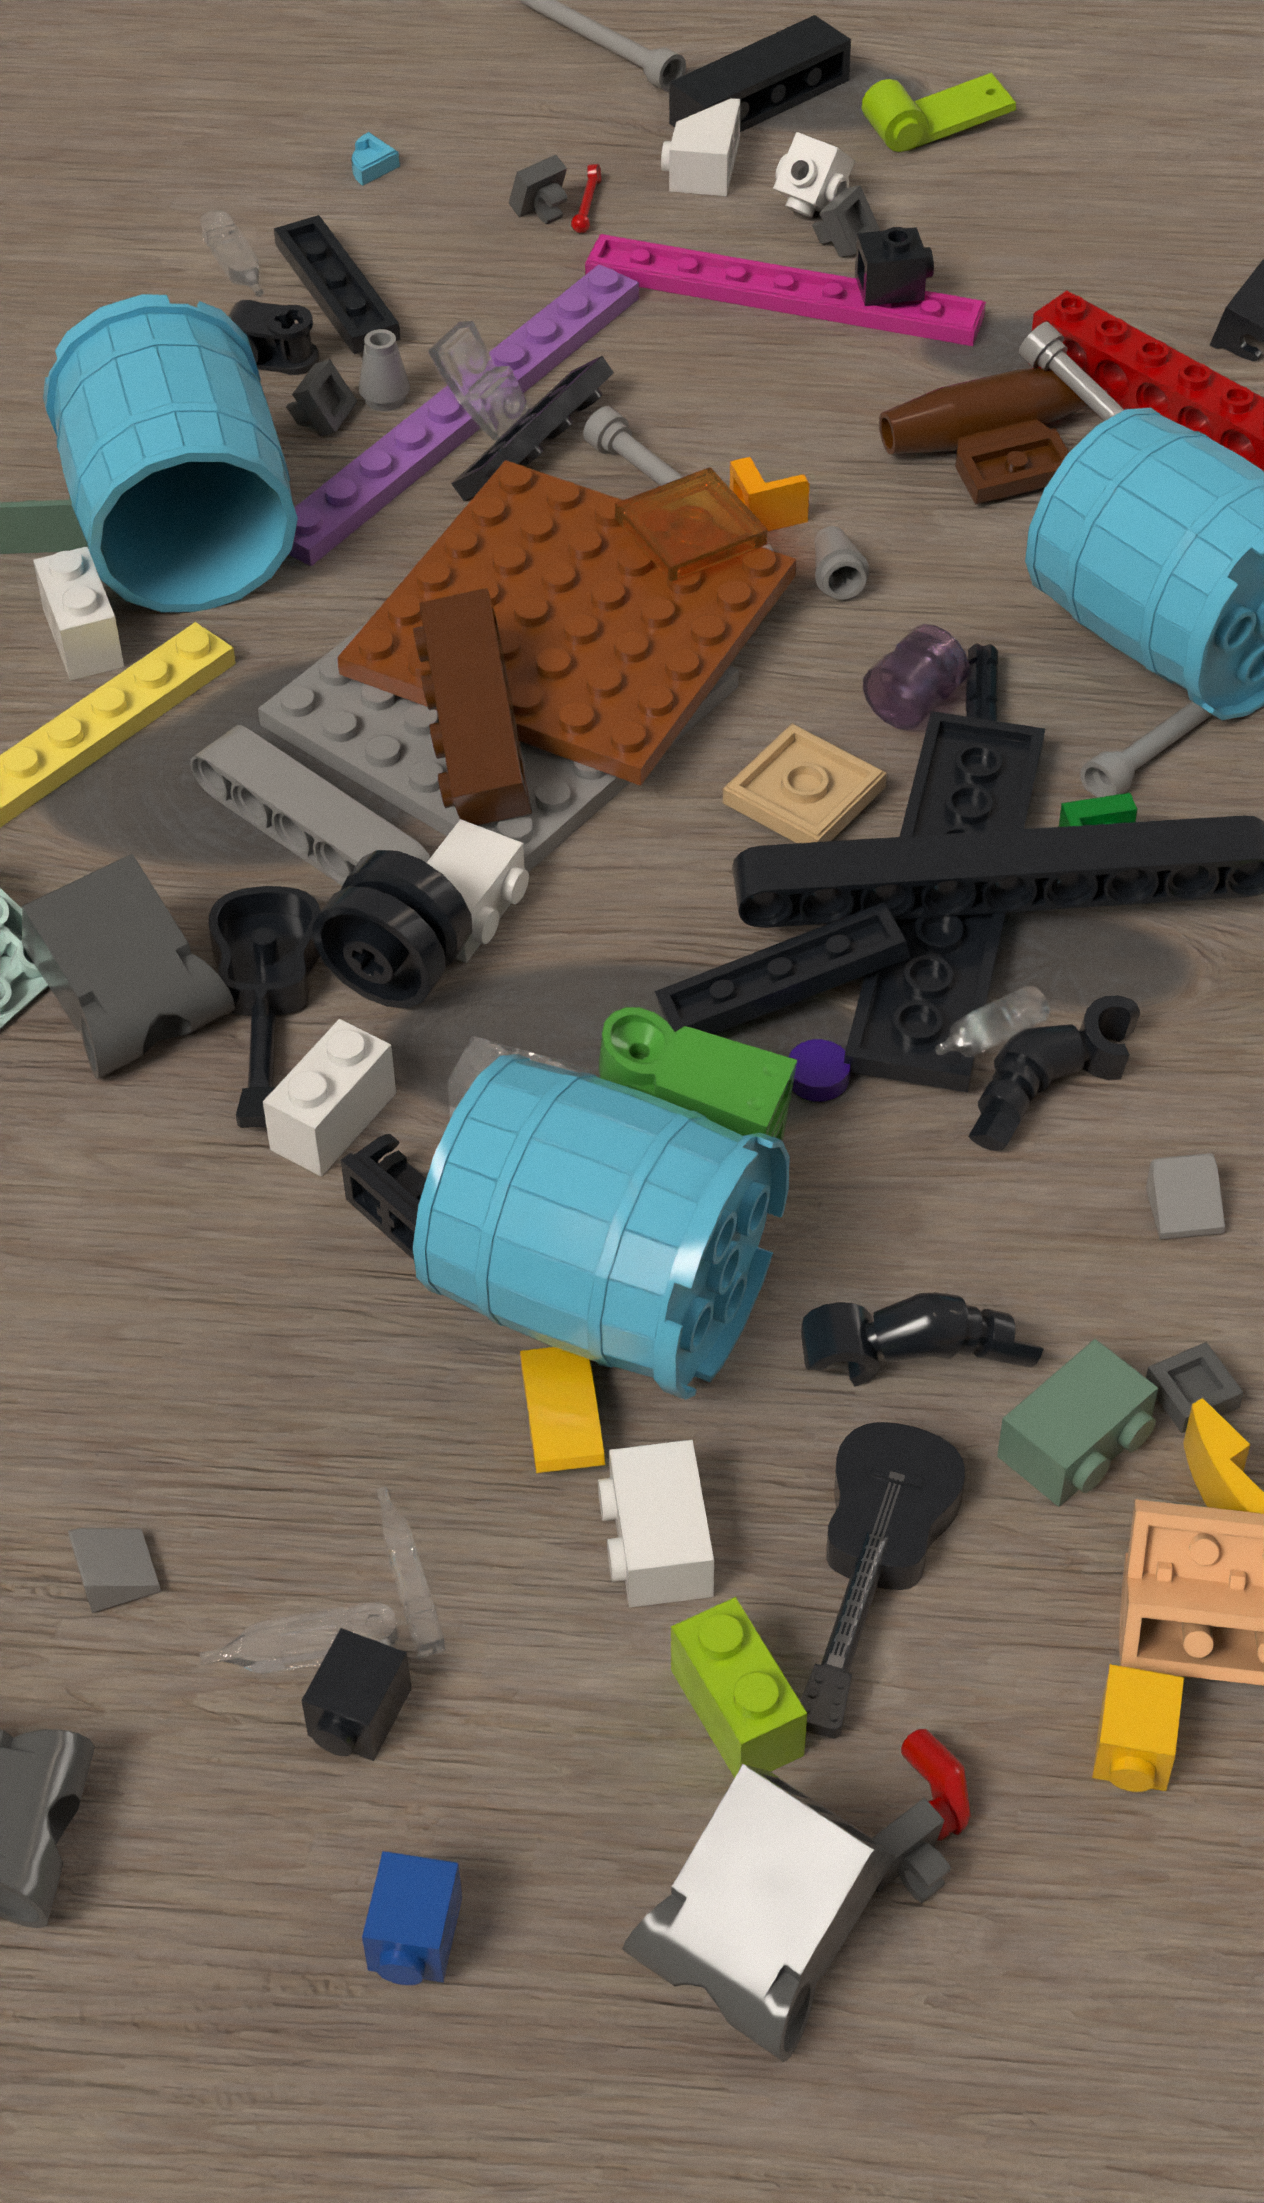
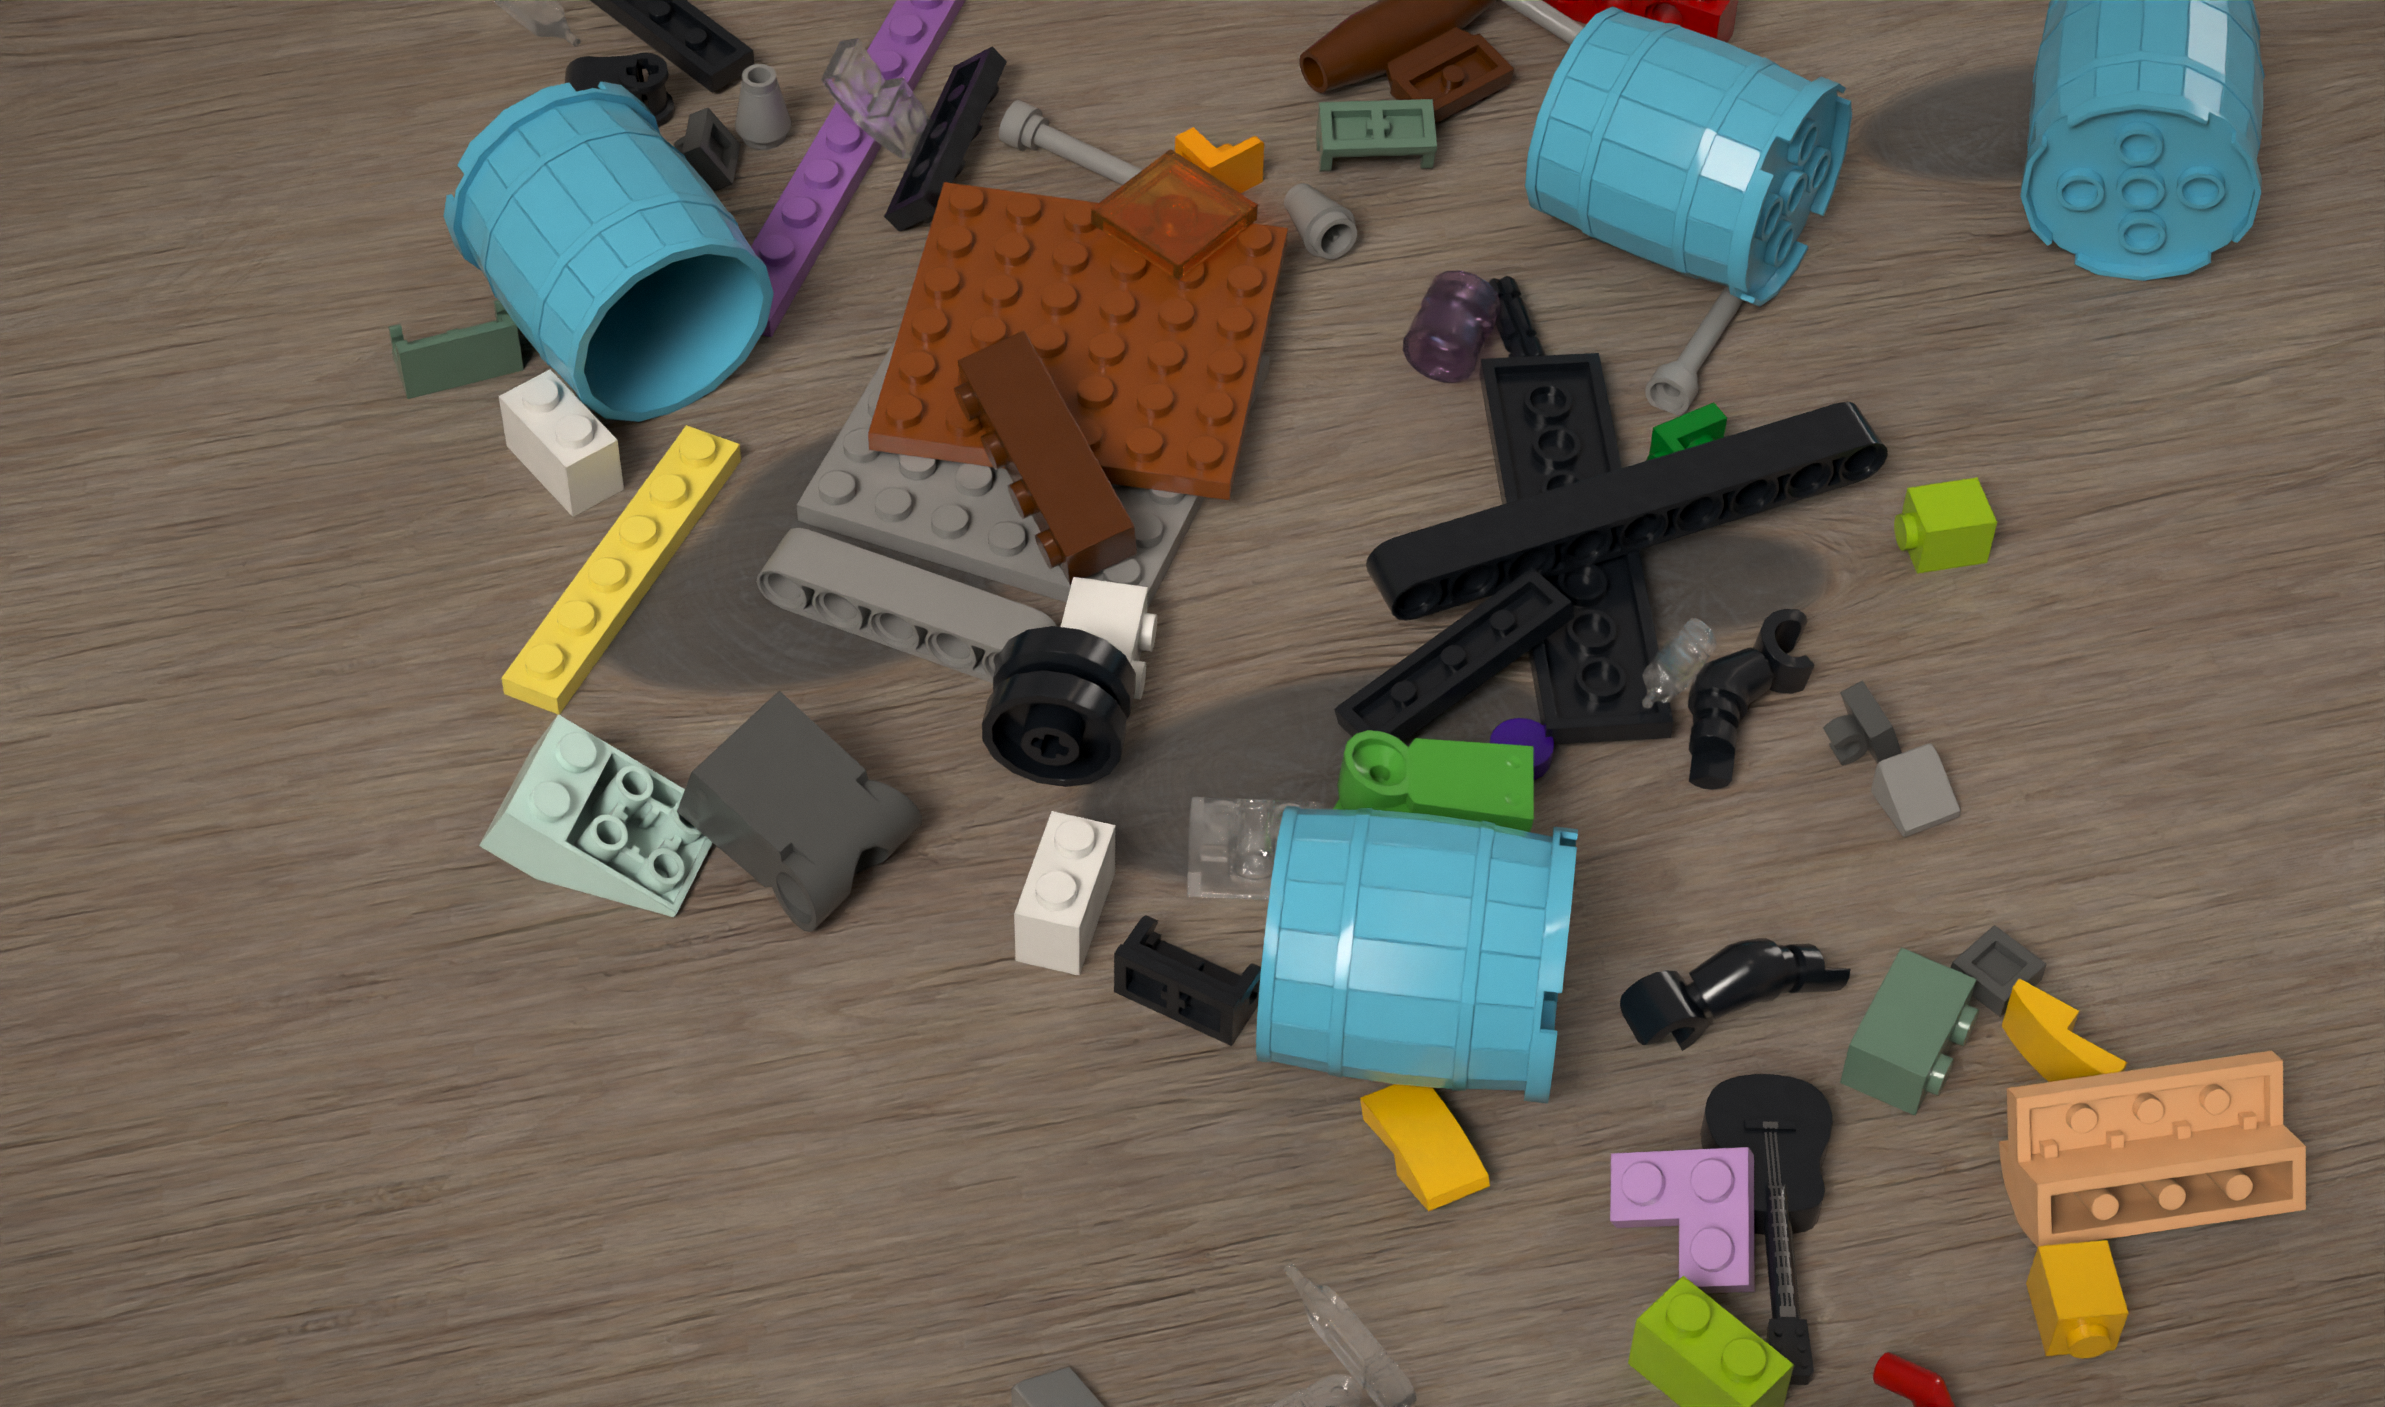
camera: 20 degrees left, 0 degrees up
(264, 958) = (925, 750): black piece -> none
(659, 1524) = (1568, 1228): white brick -> none
(803, 1536) = (1703, 1194): none -> lavender plate
(804, 787) = (1387, 466): tan plate -> none
(921, 493) = (1376, 130): none -> sand green hinge
(1152, 1127) = (1861, 729): none -> dark grey tile

